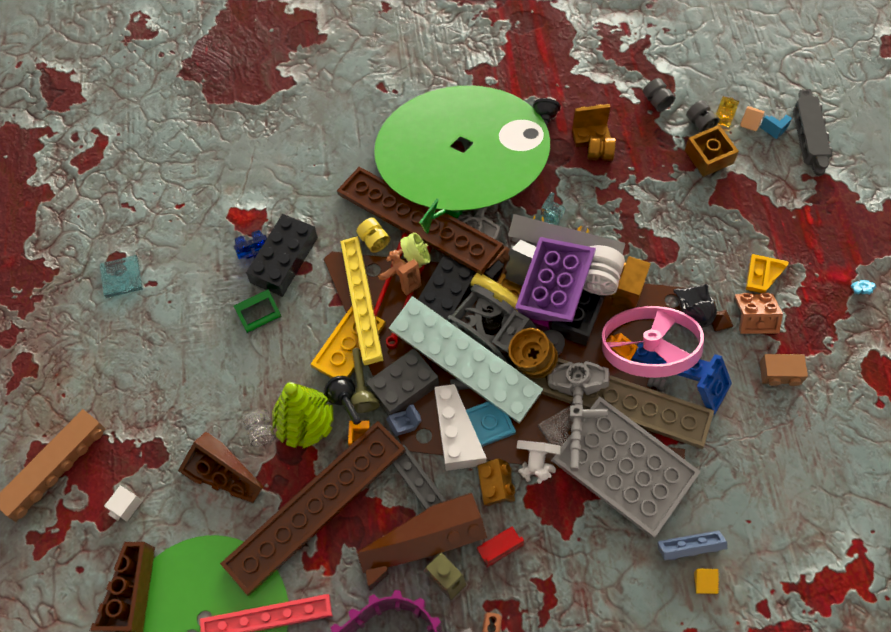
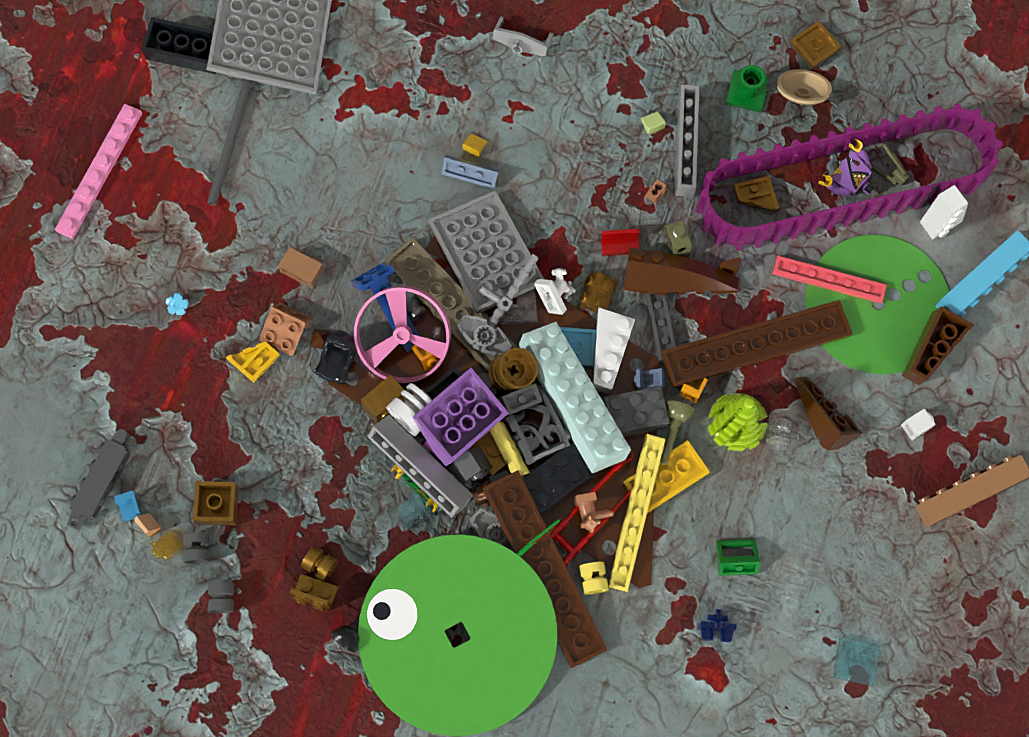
camera: 160 degrees left, 10 degrees up
(282, 255) = (690, 601): black brick -> none
(339, 392) = (694, 428): black piece -> none
(415, 248) = (568, 527): yellowish green wheel -> none

